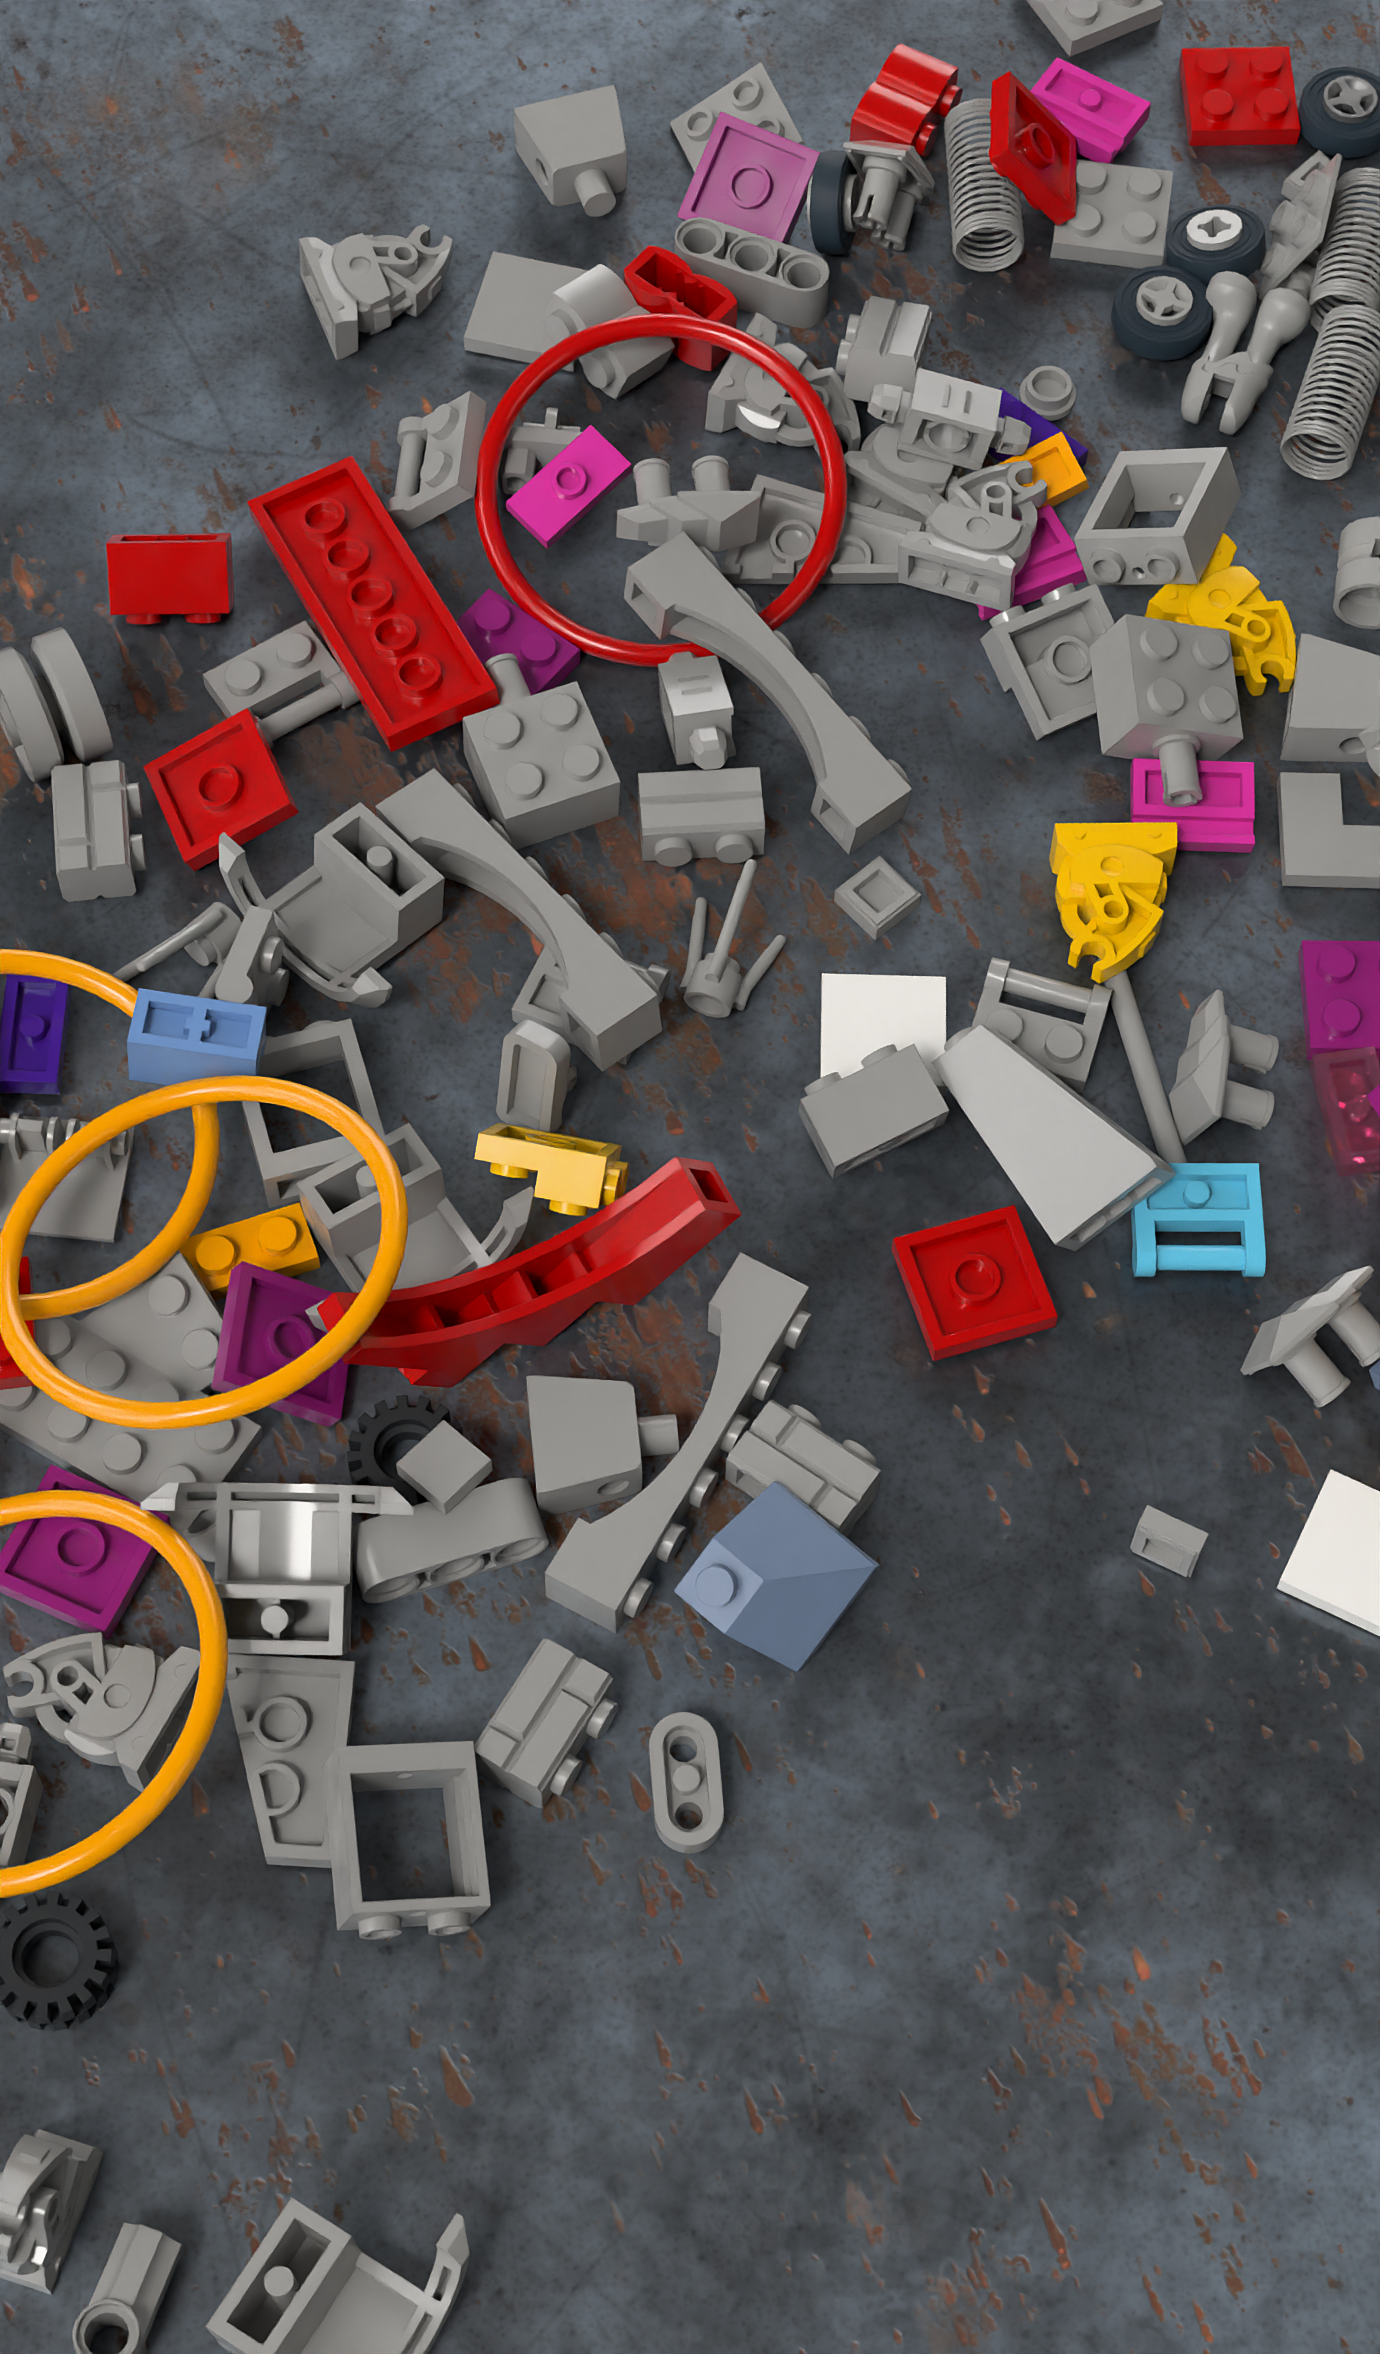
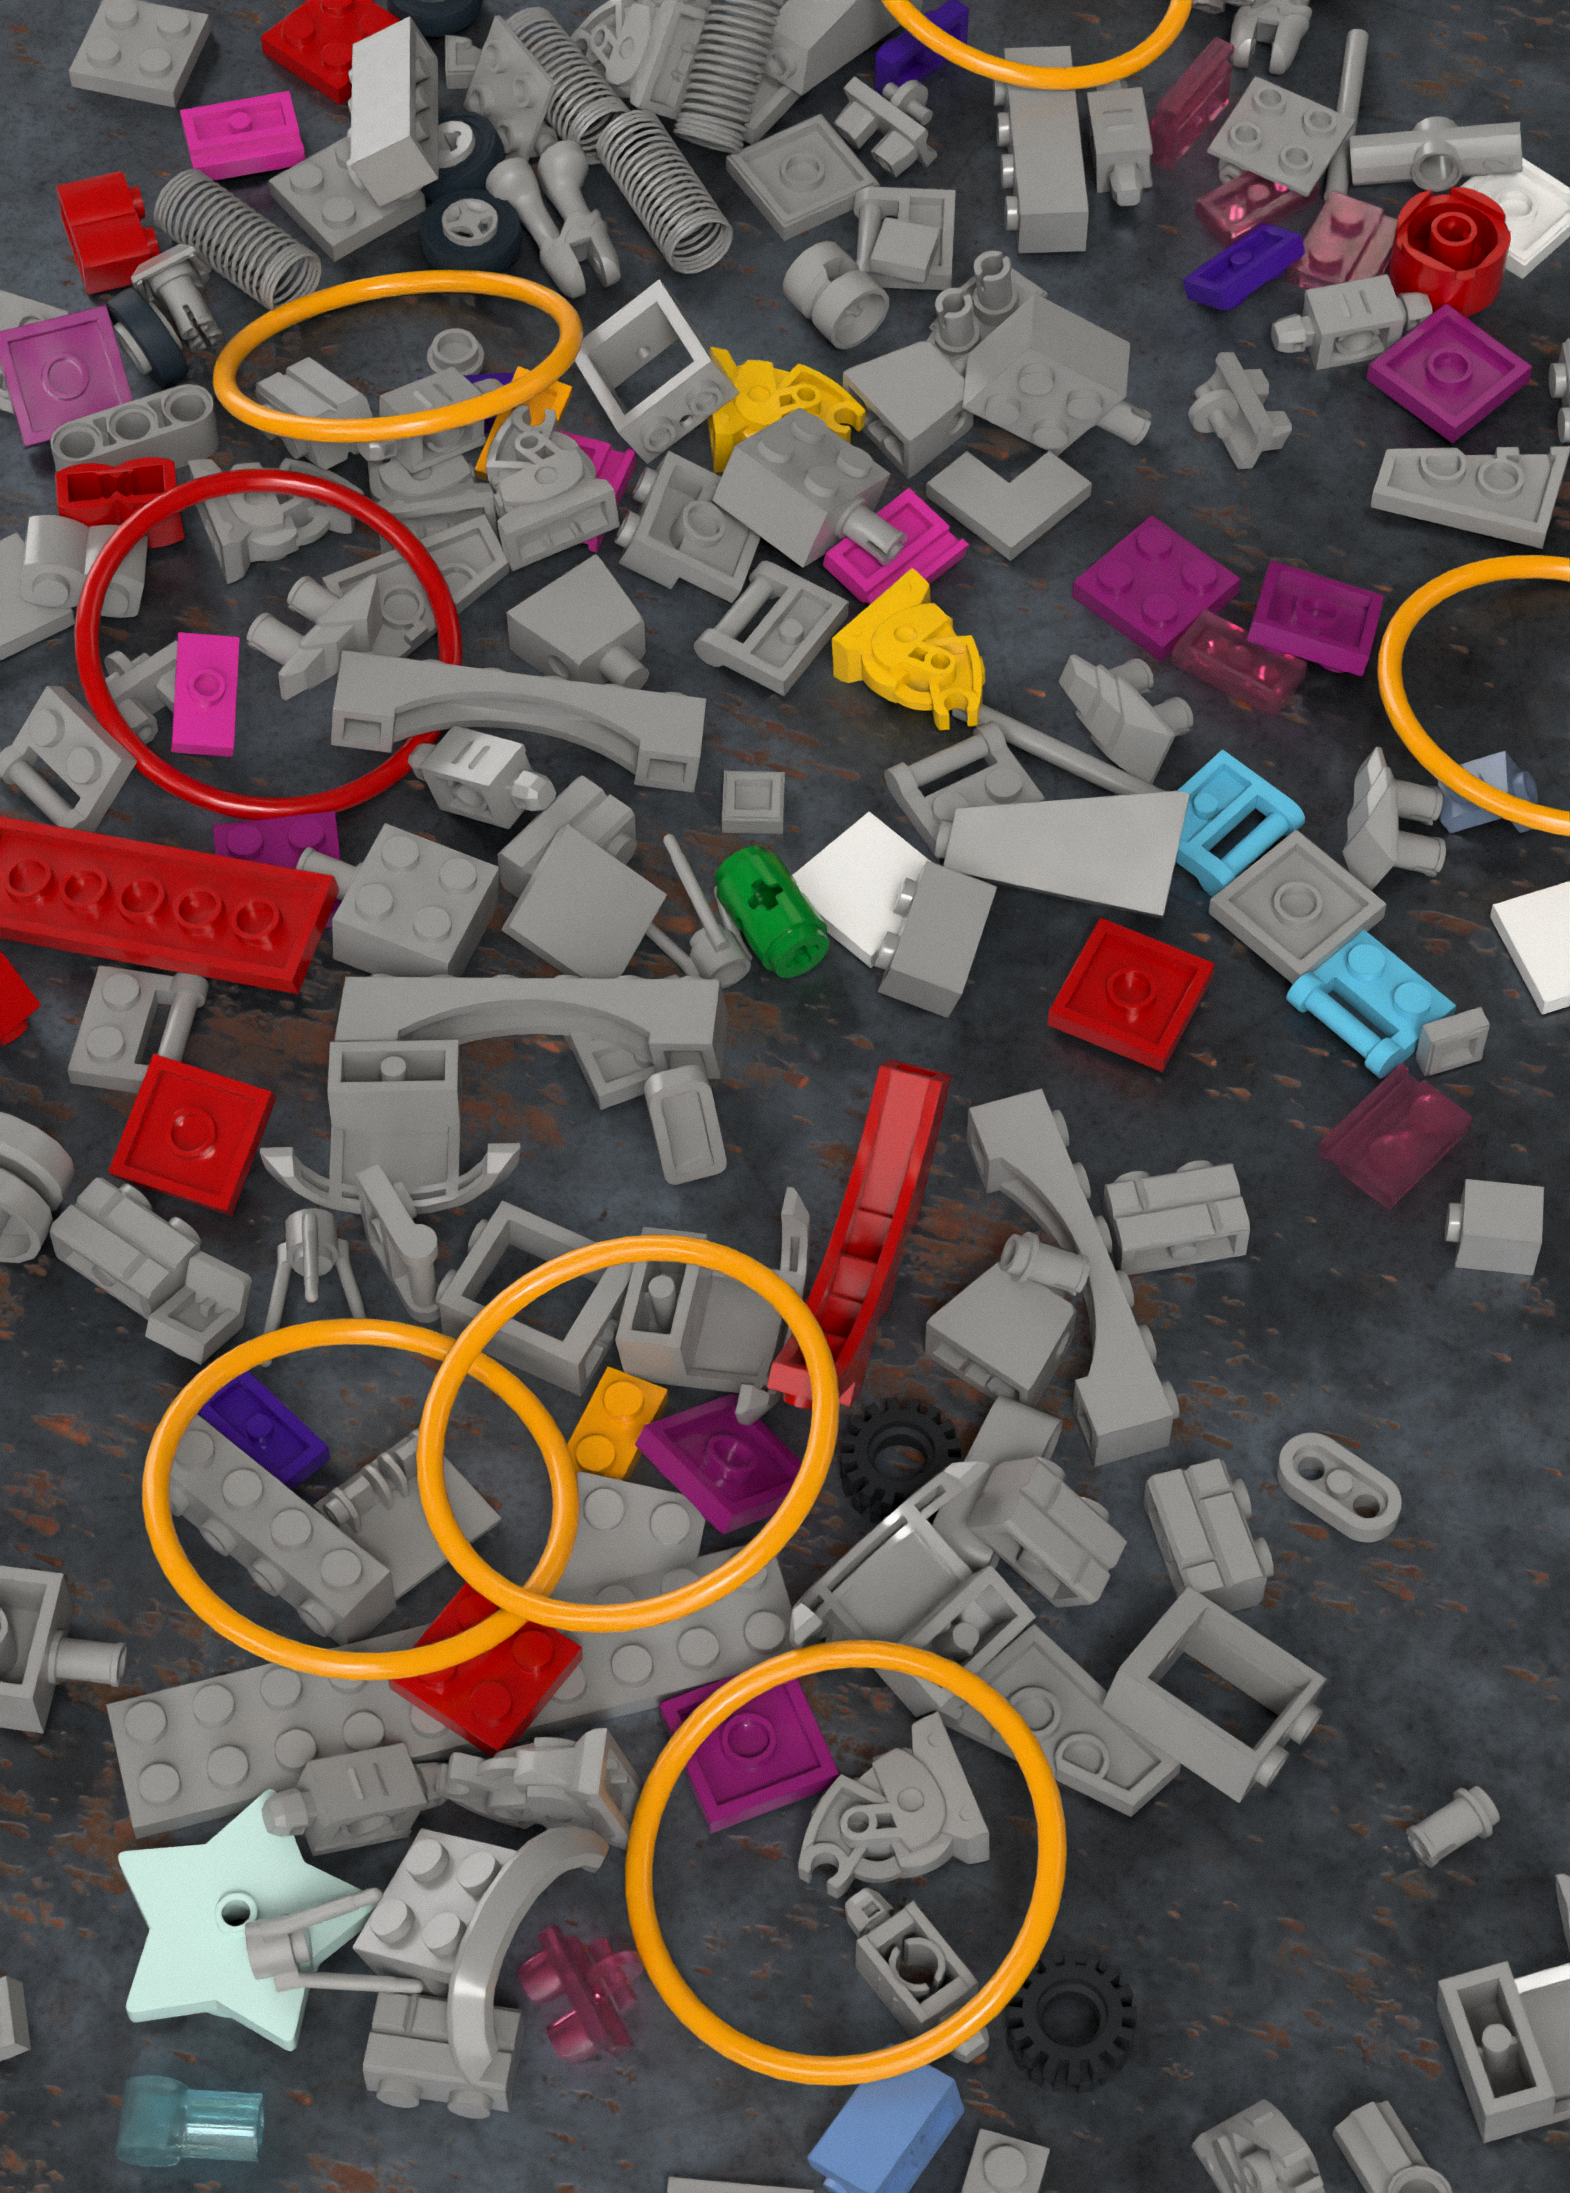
camera: 45 degrees left, 5 degrees down
(88, 917) = (203, 1311): none -> light grey bracket
(193, 1038) = (426, 1305): medium blue hinge -> none
(428, 1604) = (1047, 1531): none -> light grey brick
(444, 1467) = (947, 1431): light grey tile -> none
(470, 2105) = (1453, 1825): none -> light grey pin
(571, 1169) = (793, 1154): yellow plate -> none
(649, 867) = (583, 909): none -> light grey tile
(649, 1413) = (1045, 1264): none -> light grey pin
(777, 1577) = (1246, 1293): sand blue slope -> none
(784, 986) = (771, 911): none -> green piece
(896, 667) = (581, 629): none -> light grey torso
(954, 427) = (405, 425): none -> light orange piece
(1032, 149) = (256, 185): red plate -> none
(1032, 1709) = (1497, 1226): none -> light grey brick
(1042, 796) = (785, 637): none -> light grey plate
(1047, 1571) = (1395, 1136): none -> clear pink plate
(1170, 1455) = (1381, 991): none -> medium azure plate
(1175, 1334) = (1296, 907): none -> light grey plate
(1194, 173) = (393, 113): none -> light grey brick

